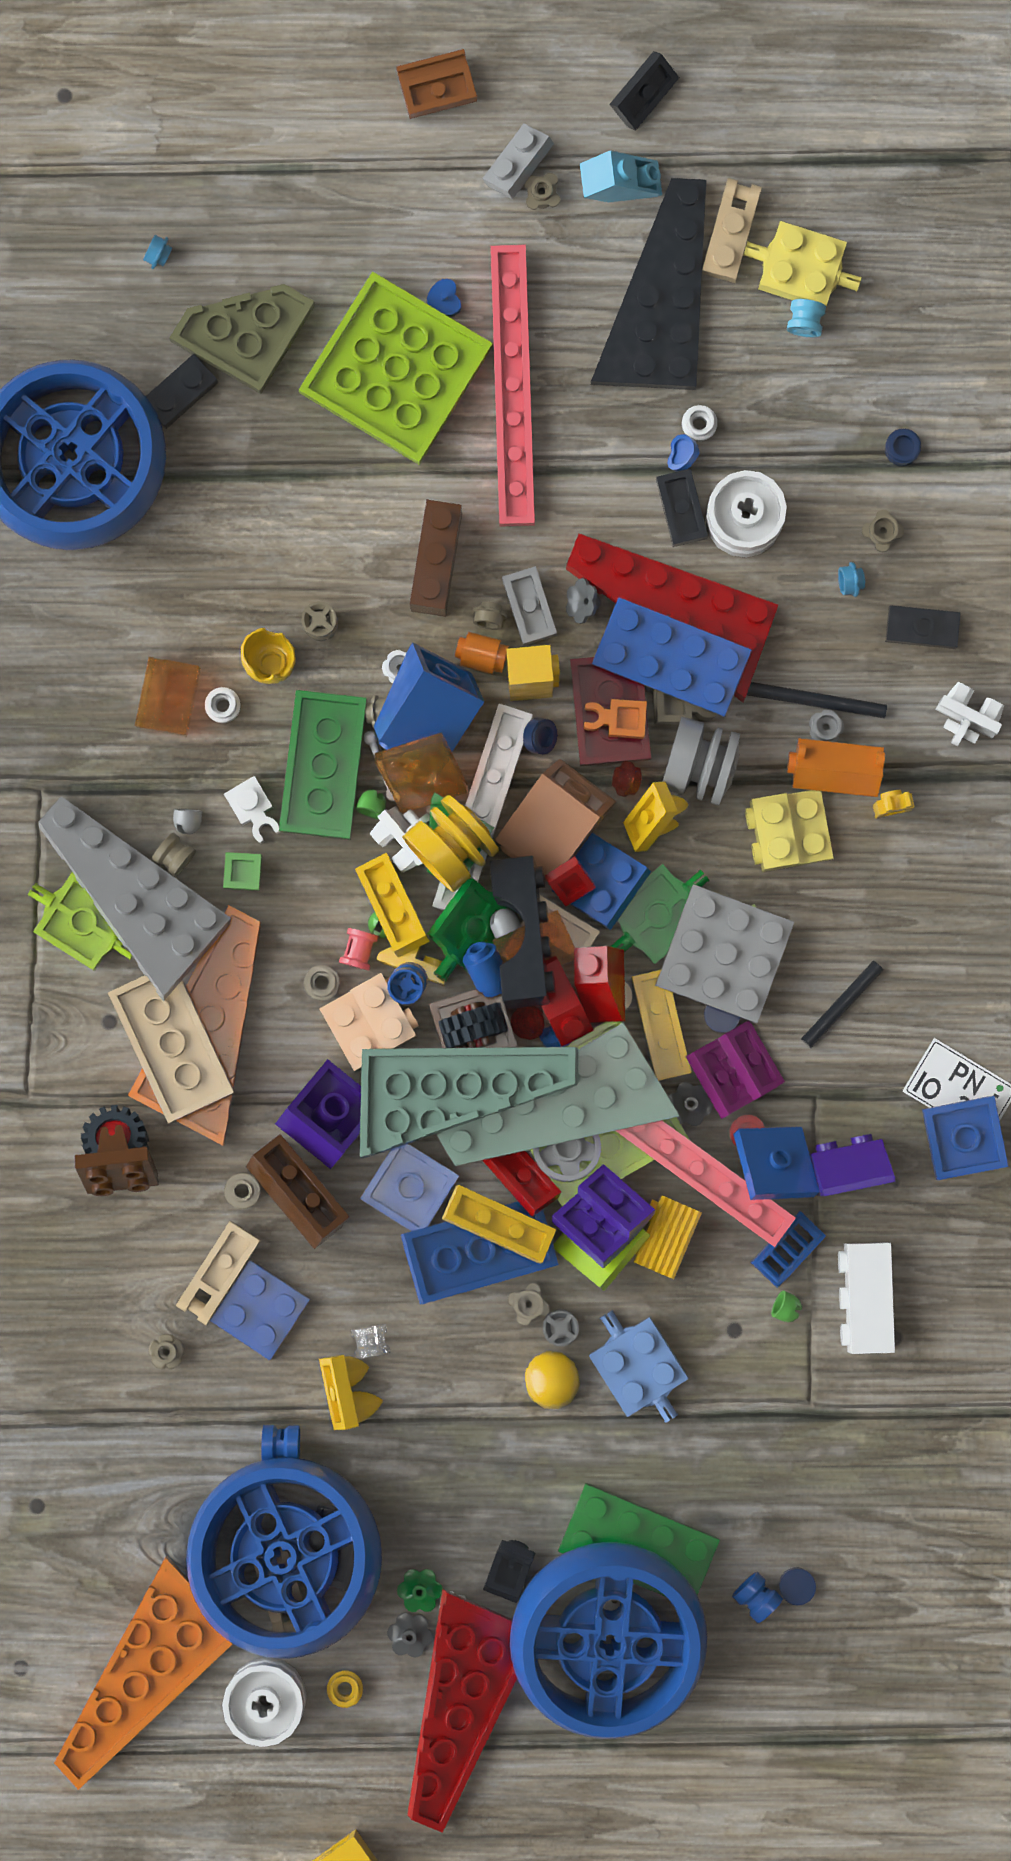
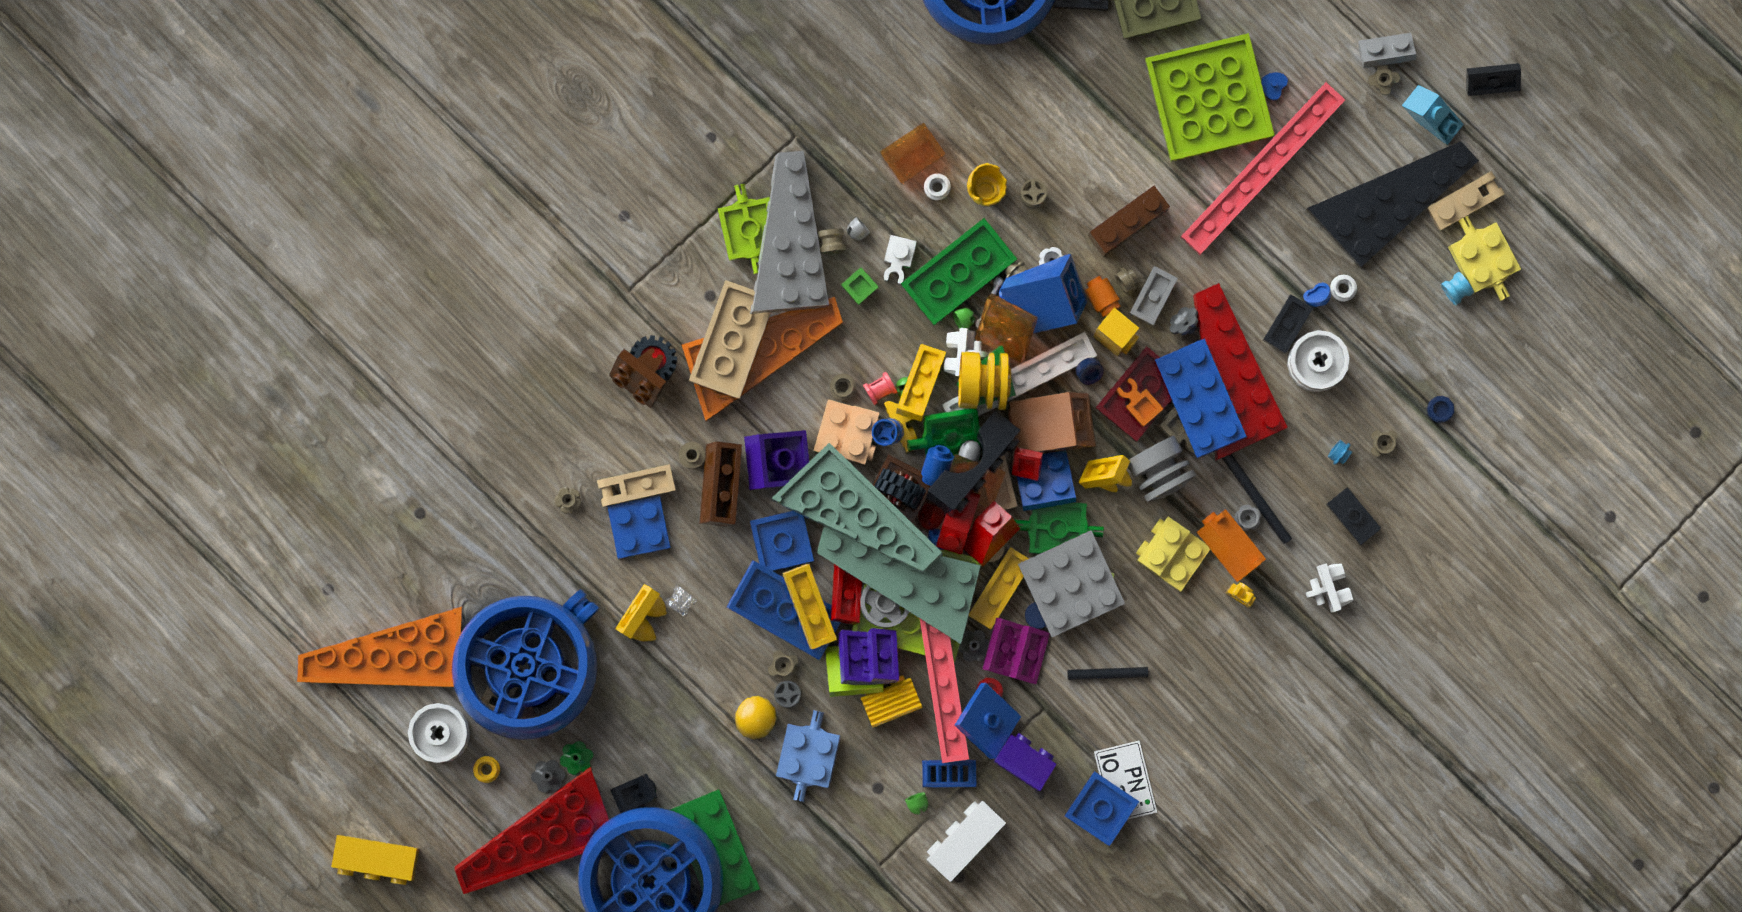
camera: 40 degrees right, 0 degrees up
(626, 779) = (1112, 439): clear red plate -> none

